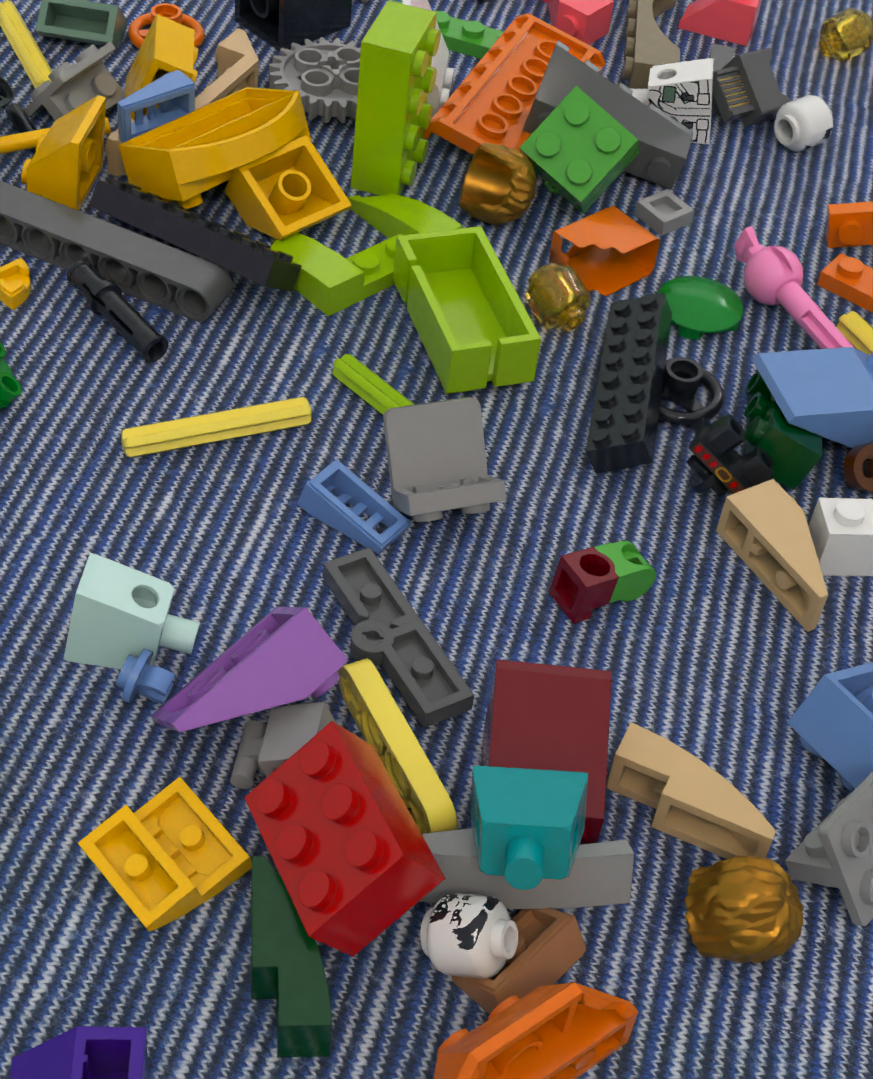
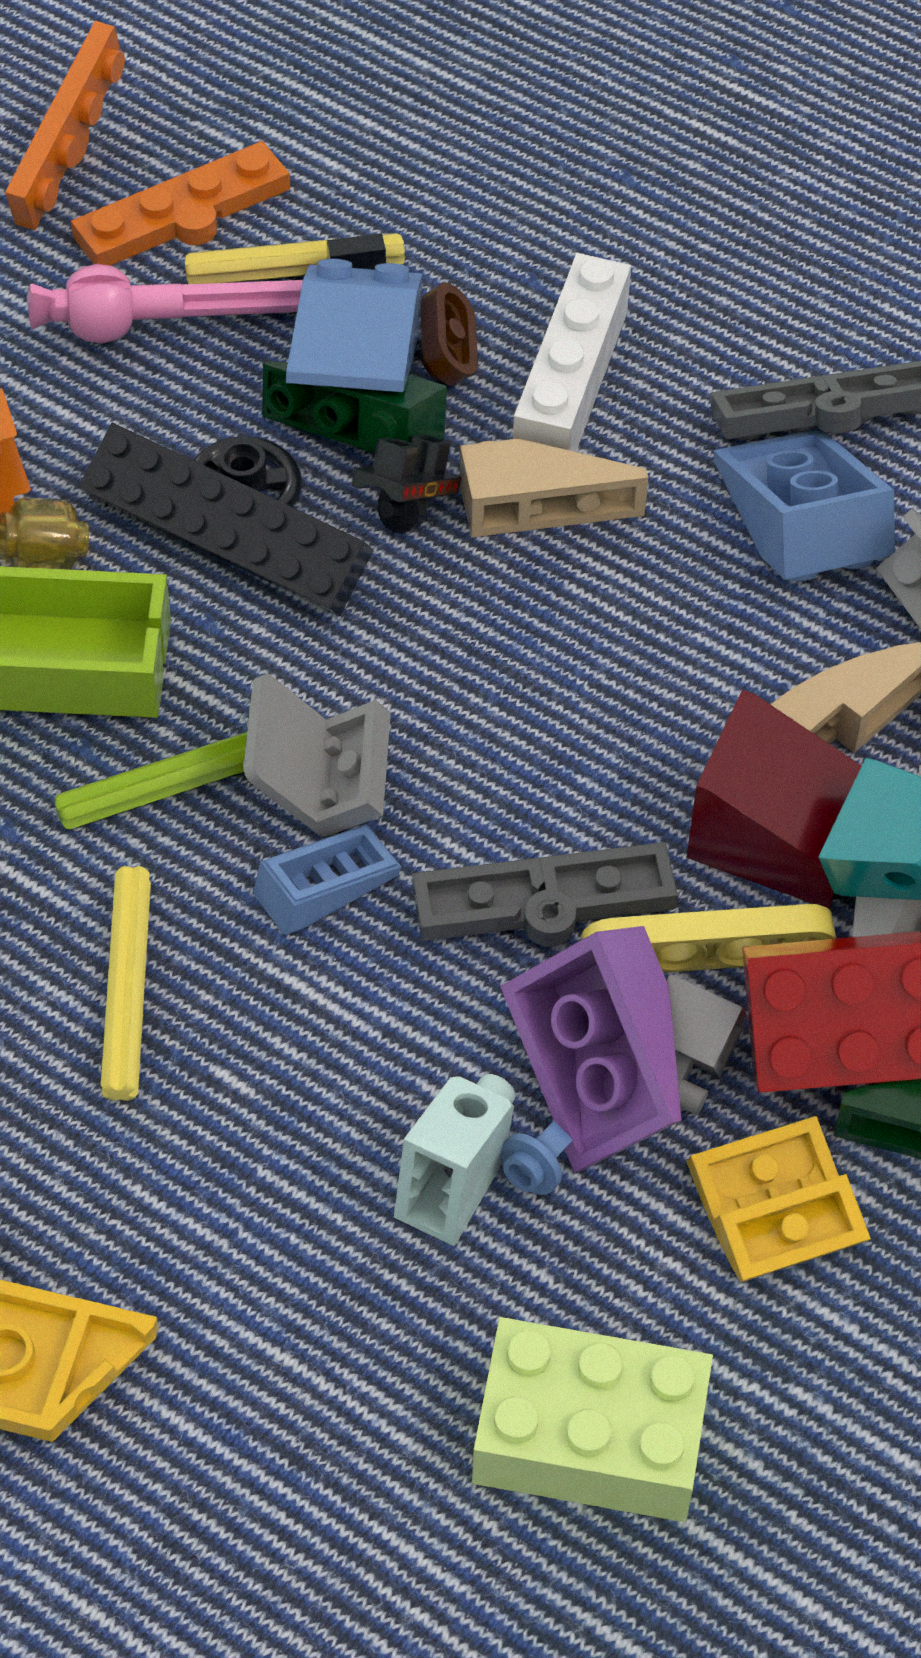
camera: 65 degrees left, 10 degrees up
(600, 578) = (532, 670): dark red leg -> none
(702, 306) = (95, 392): green dish -> none

